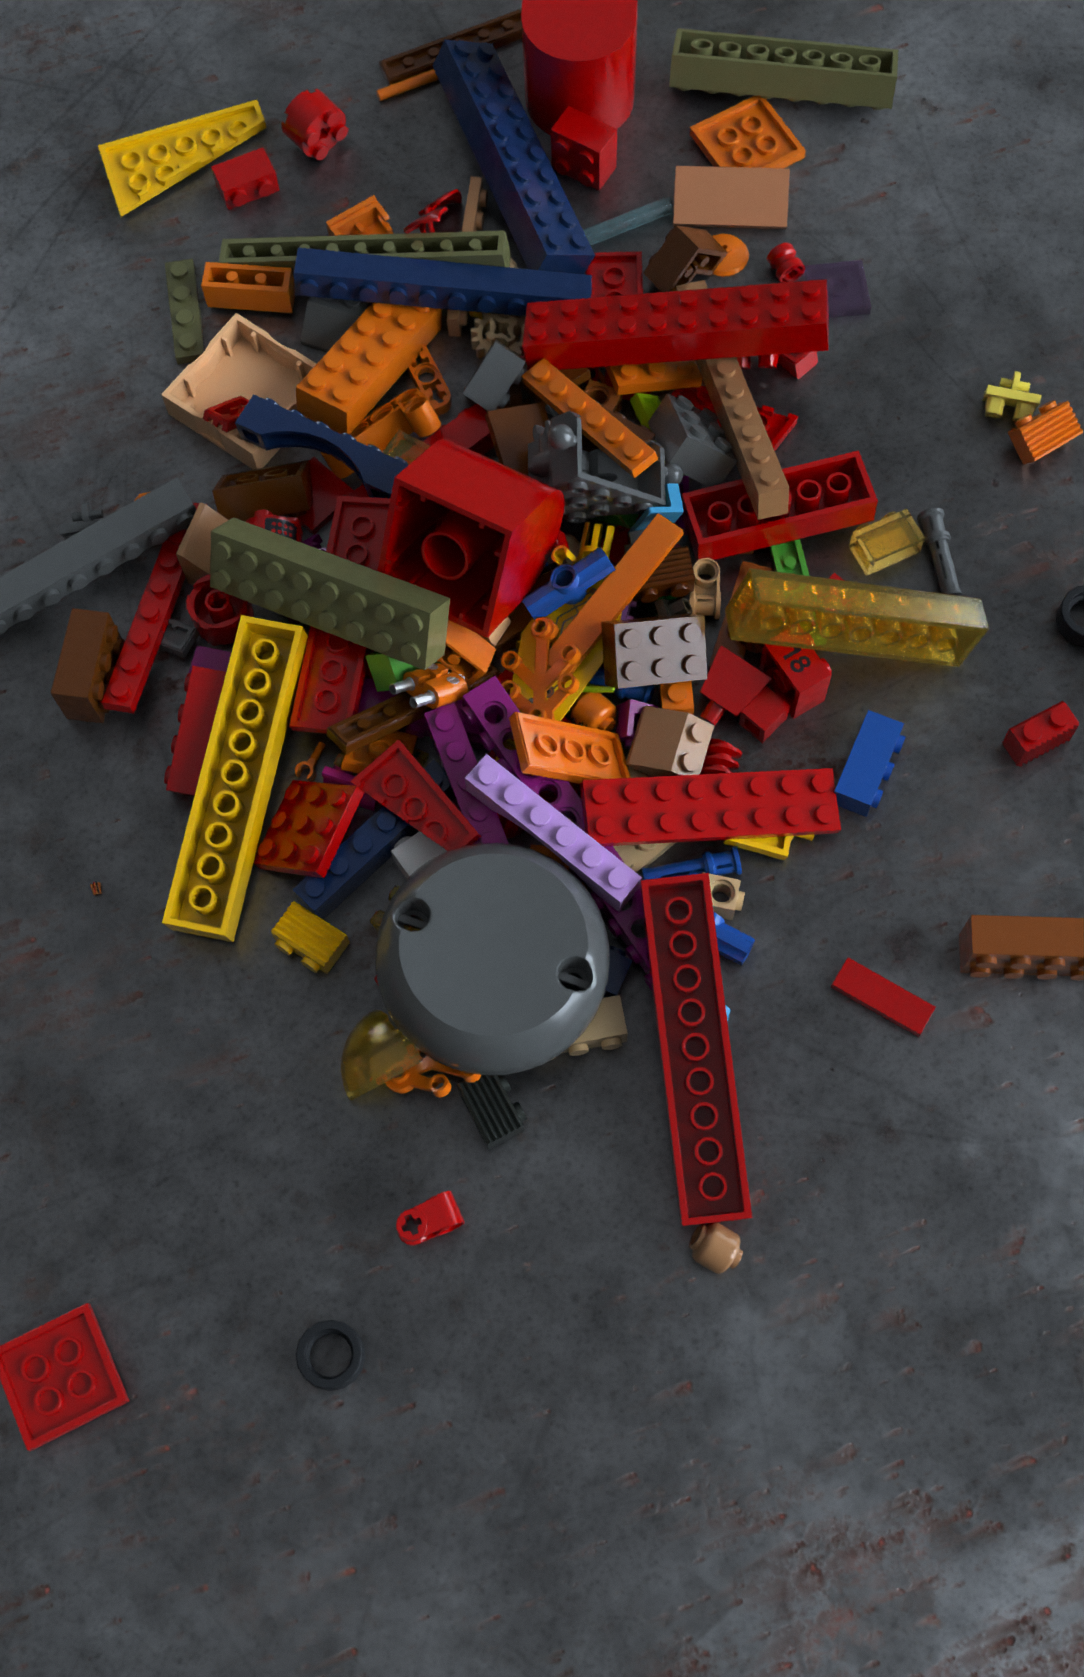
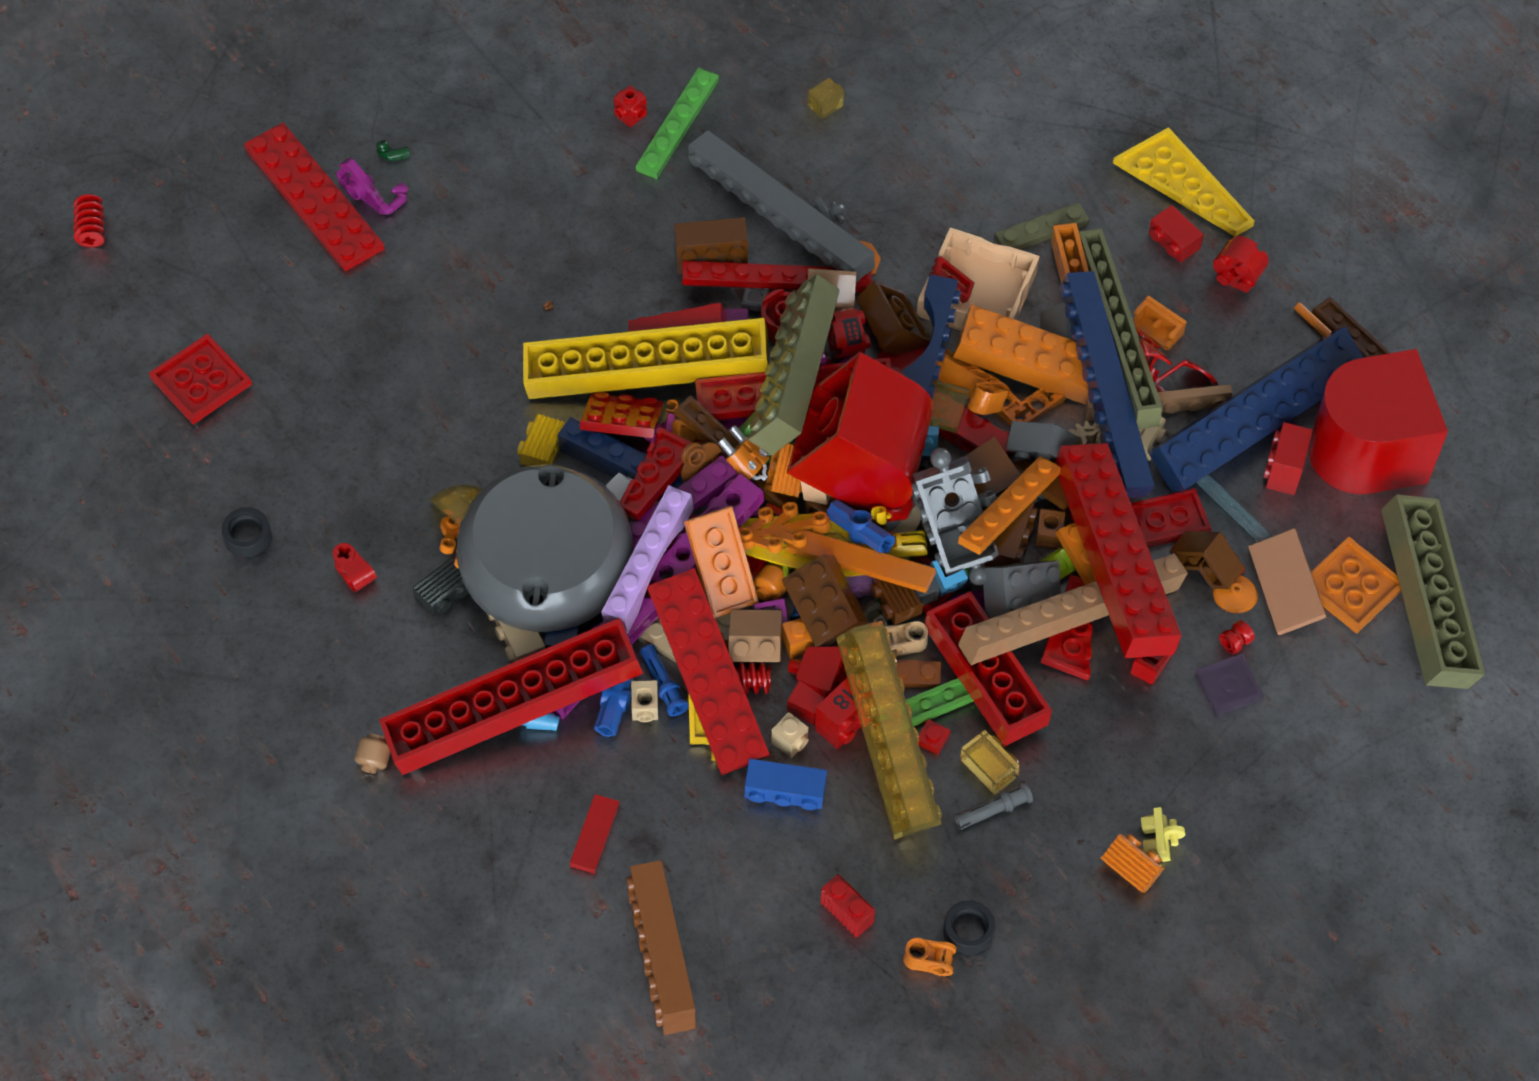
camera: 70 degrees right, 10 degrees down
(419, 745) = (696, 458): none -> dark orange plate
(806, 742) = (789, 735): none -> tan brick

